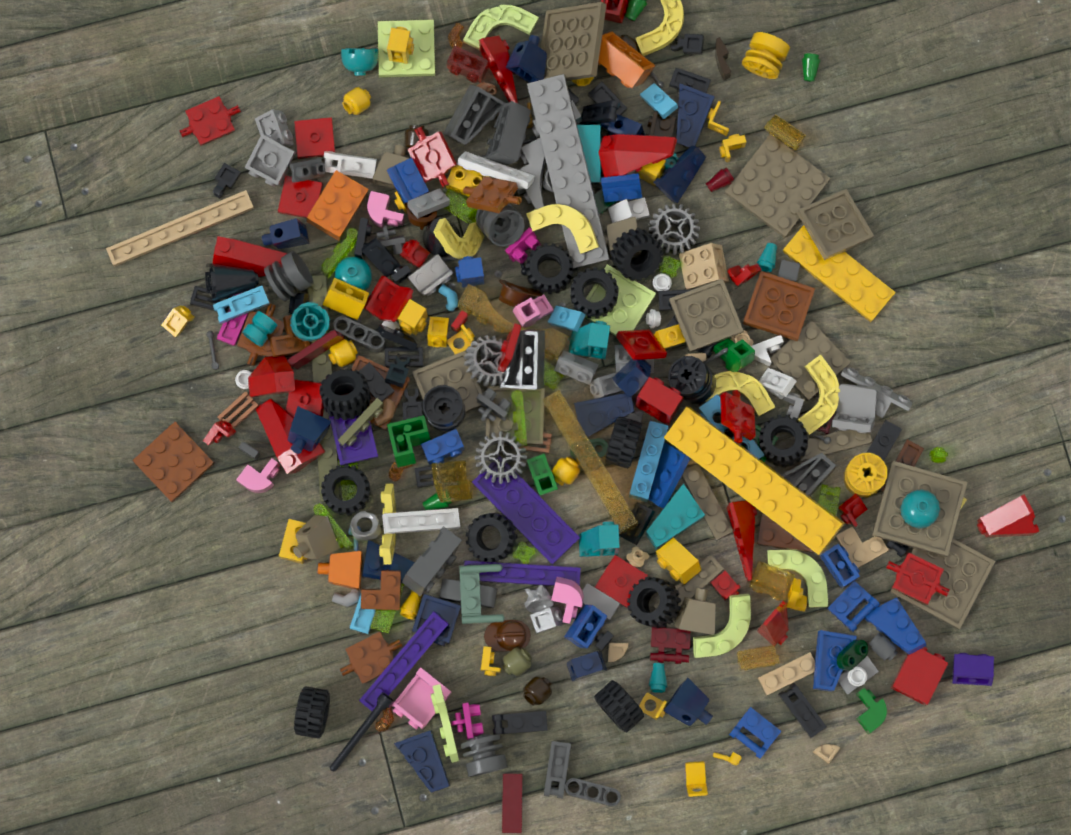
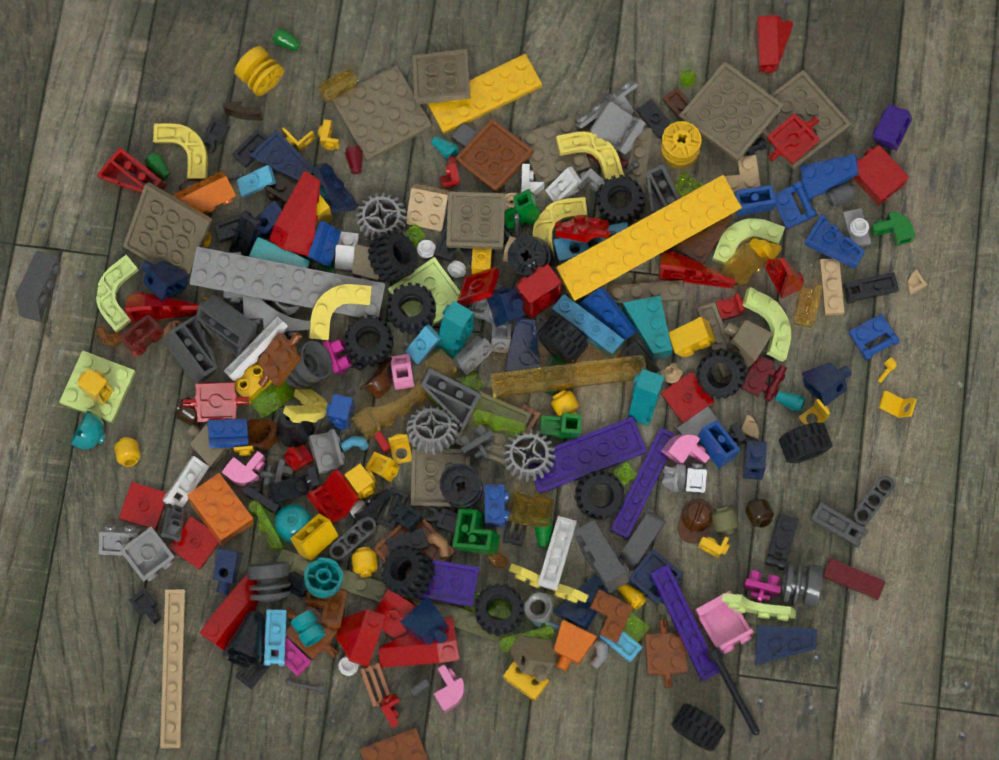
camera: 65 degrees left, 5 degrees down
(177, 320) = (262, 706): yellow bracket -> none
(210, 121) = (80, 598): red plate -> none
(315, 349) = (351, 584): dark red tile -> none
(361, 423) = (443, 568): olive plate -> none
(386, 720) = (733, 666): clear orange arm -> none
(428, 203) = (258, 423): light grey plate -> none
(471, 594) = (647, 534): sand green plate -> none
(508, 347) = (431, 402): red plate -> none
(852, 510) = (706, 170): red bracket -> none
(852, 655) = (838, 222): dark green plate -> none
(920, 509) = (733, 109): teal cylinder -> none

